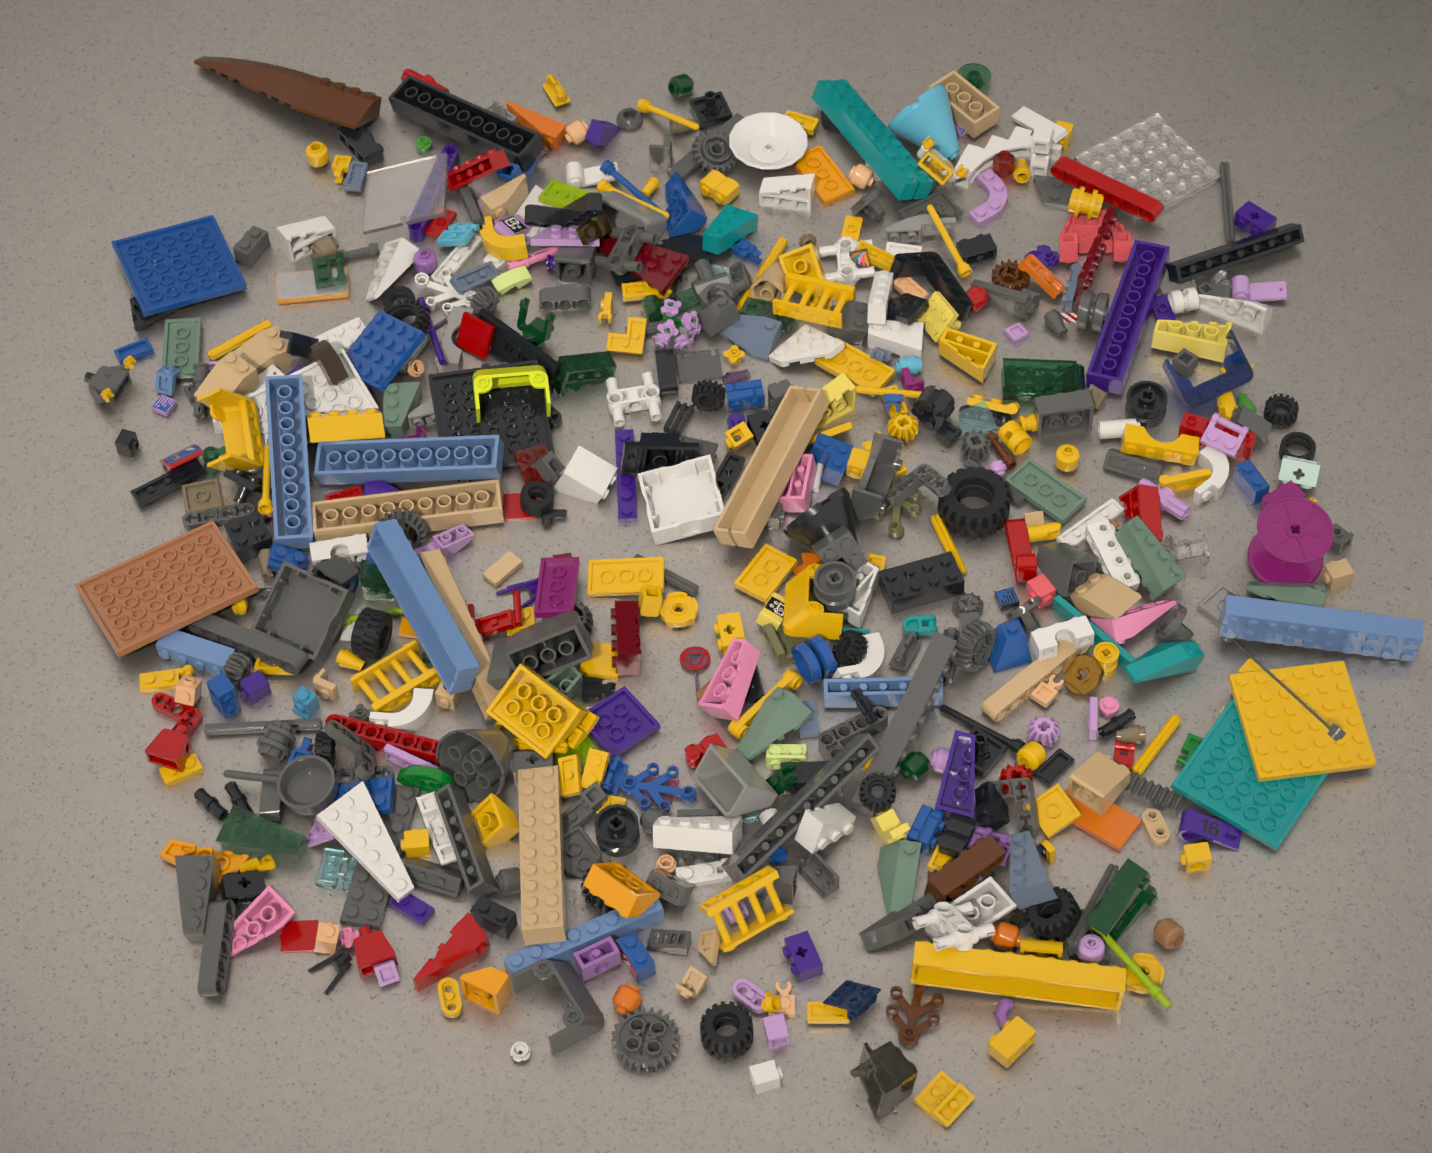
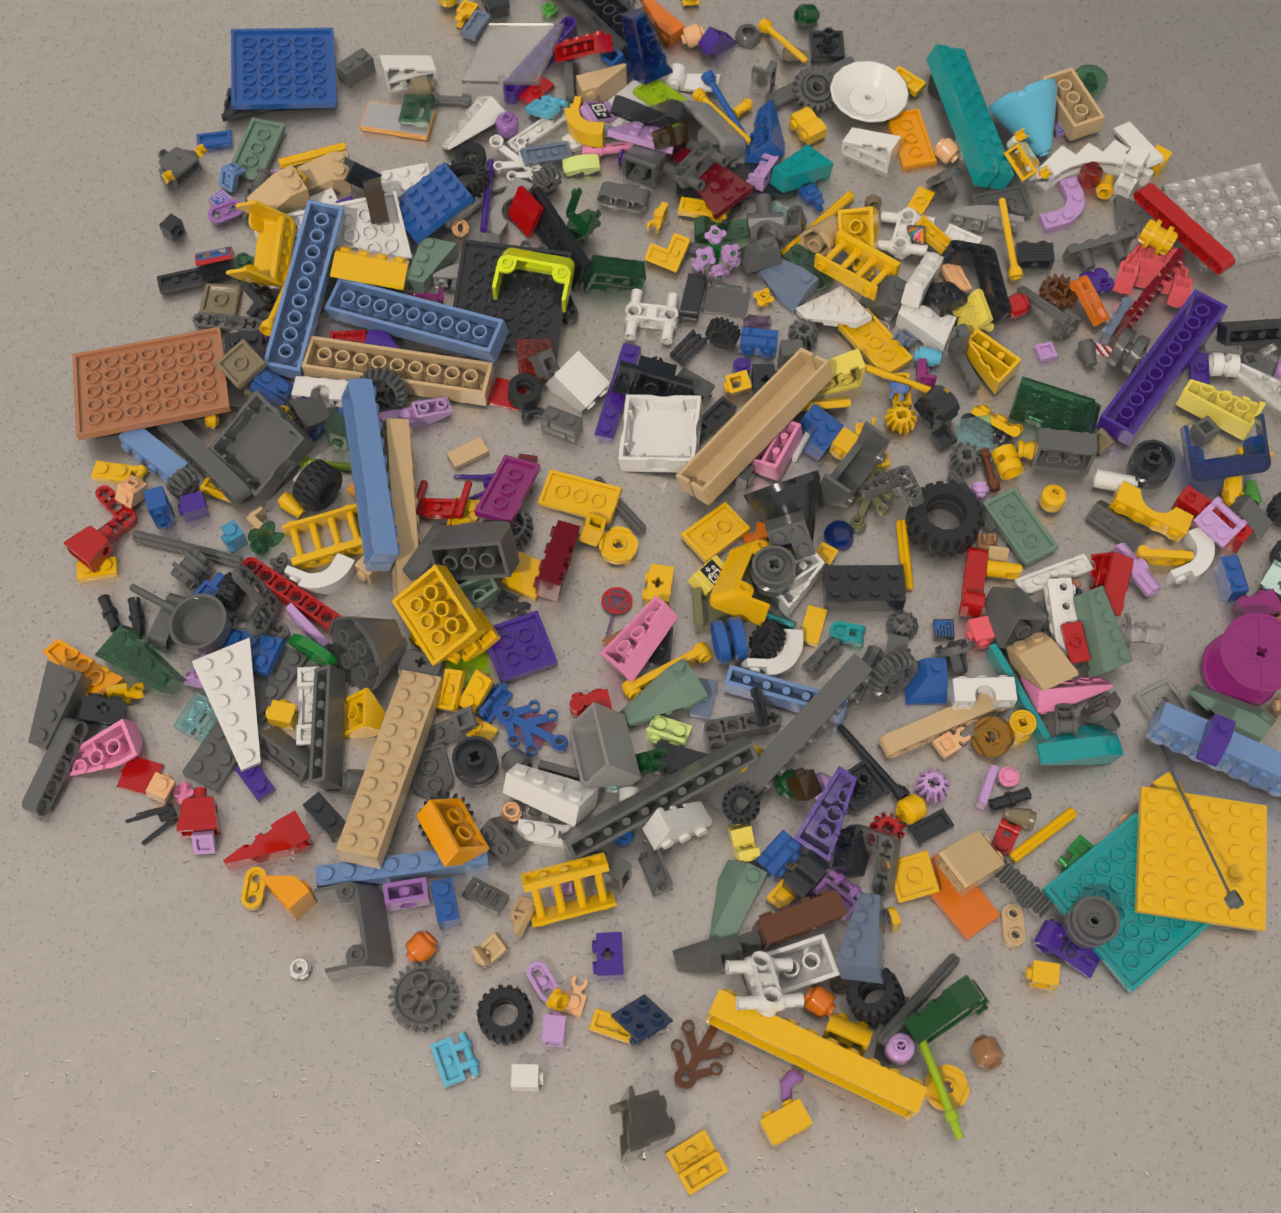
camera: 15 degrees right, 10 degrees up
(173, 414) = (224, 210): none -> medium lavender plate
(253, 545) = (241, 364): none -> dark tan tile
(337, 695) = (264, 538): none -> clear green plate
(538, 154) = (644, 48): none -> clear blue wedge
(584, 517) = (561, 424): none -> dark grey brick
(690, 1087) = (448, 1062): none -> medium azure plate
(693, 240) = (762, 175): none -> lavender hinge
(784, 371) = (805, 331): none -> dark grey gear
(882, 543) = (839, 535): none -> clear blue hair
(886, 627) = (813, 625): none -> yellow tile
(928, 758) = (804, 784): none -> dark brown brick
(935, 357) = (956, 353): none -> dark grey beam
(1018, 511) = (985, 540): none -> medium nougat tile
(1037, 222) = (1106, 242): none -> dark grey plate
(1129, 572) = (1075, 642): none -> red plate
(1143, 640) = (1065, 719): none -> dark grey piece
(1223, 796) = (1104, 922): none -> dark grey wheel
(1279, 612) = (1215, 739): none -> dark purple slope

